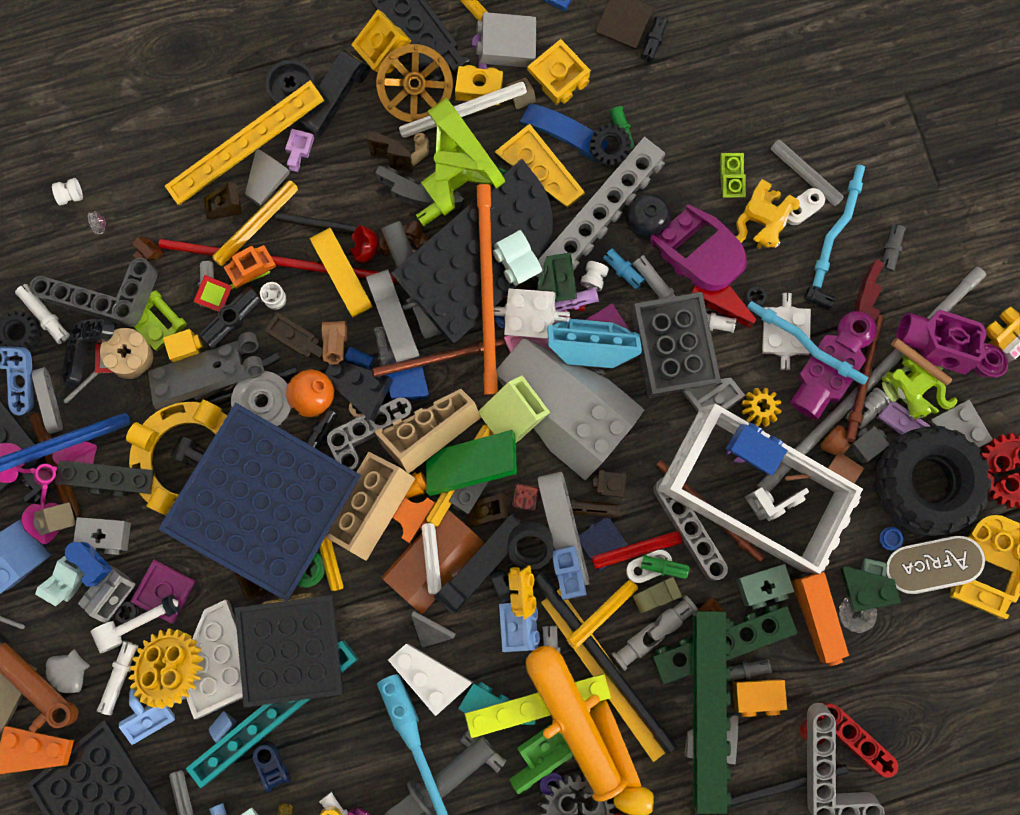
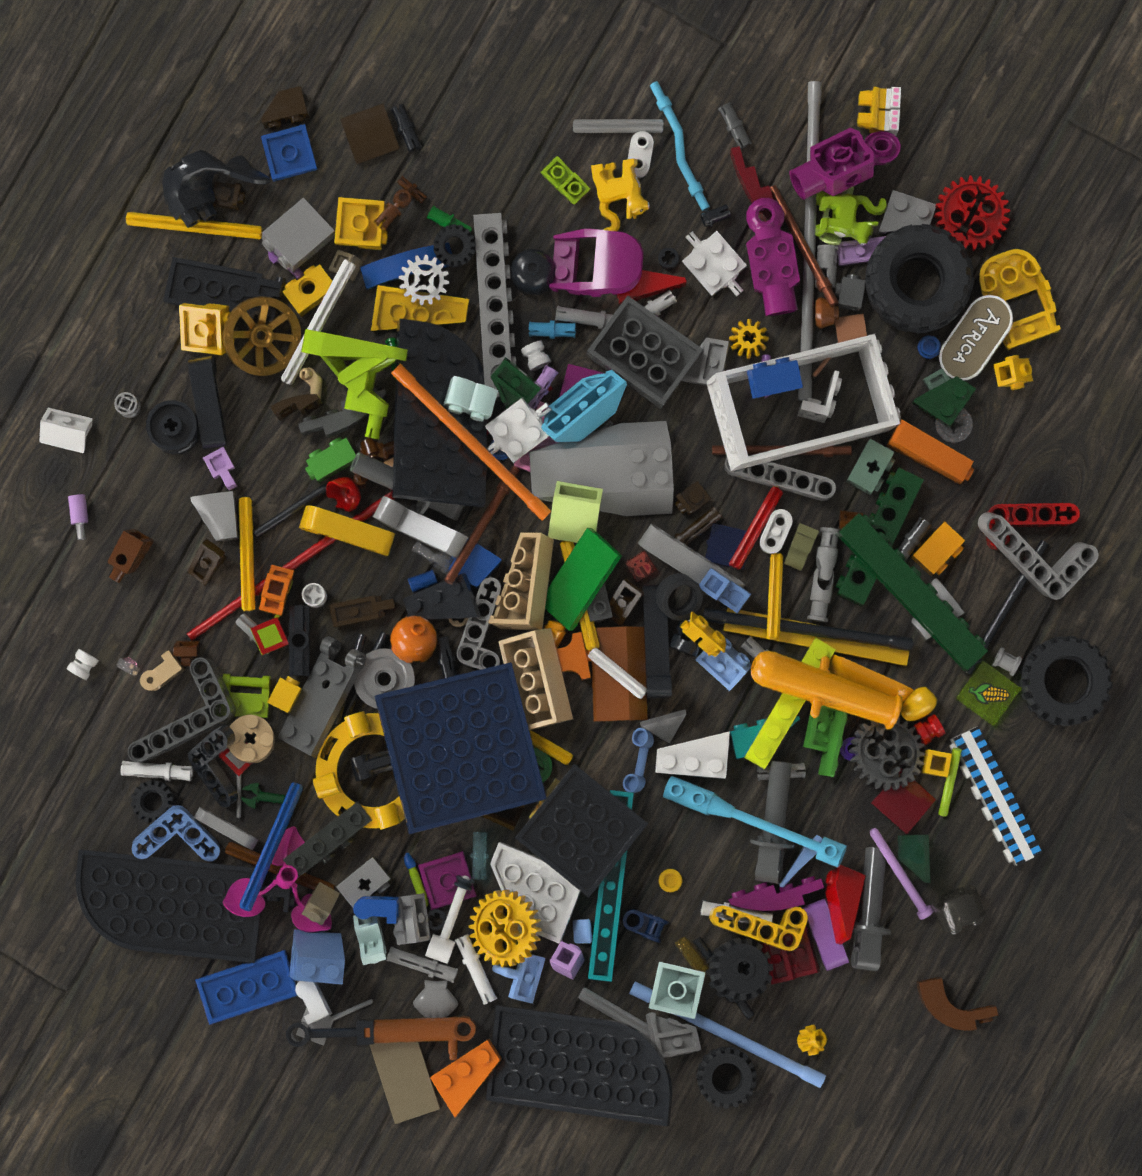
camera: 35 degrees left, 5 degrees up
(83, 636) = (422, 964): none -> light grey pin
(95, 401) = (261, 796): none -> dark green bar
(114, 250) = (163, 673): none -> tan leg
(149, 553) = (415, 877): none -> lime piece
(170, 88) = (78, 514): none -> lavender piece
(175, 144) = (132, 545): none -> reddish brown torso
(188, 737) = (567, 959): none -> lavender brick
(203, 596) = (479, 855): none -> clear light blue pin
(218, 24) = (64, 430): none -> white panel
(244, 142) = (181, 502): yellow tile -> none
(280, 51) = (131, 406): none -> light grey wheel
(322, 751) = (670, 880): none -> yellow tile
(334, 336) = (389, 582): medium nougat piece -> none
(367, 653) = (636, 782): none -> medium blue bar
(377, 213) = (331, 460): none -> bright green brick
(576, 148) = (436, 269): none -> white gear
(603, 79) = (401, 200): none -> reddish brown pin
(665, 567) = (787, 521): green axle -> none
(844, 368) = (694, 265): medium azure bar -> none
(921, 361) = (833, 198): medium nougat bar -> none
(940, 617) = (1013, 372): none -> yellow brick

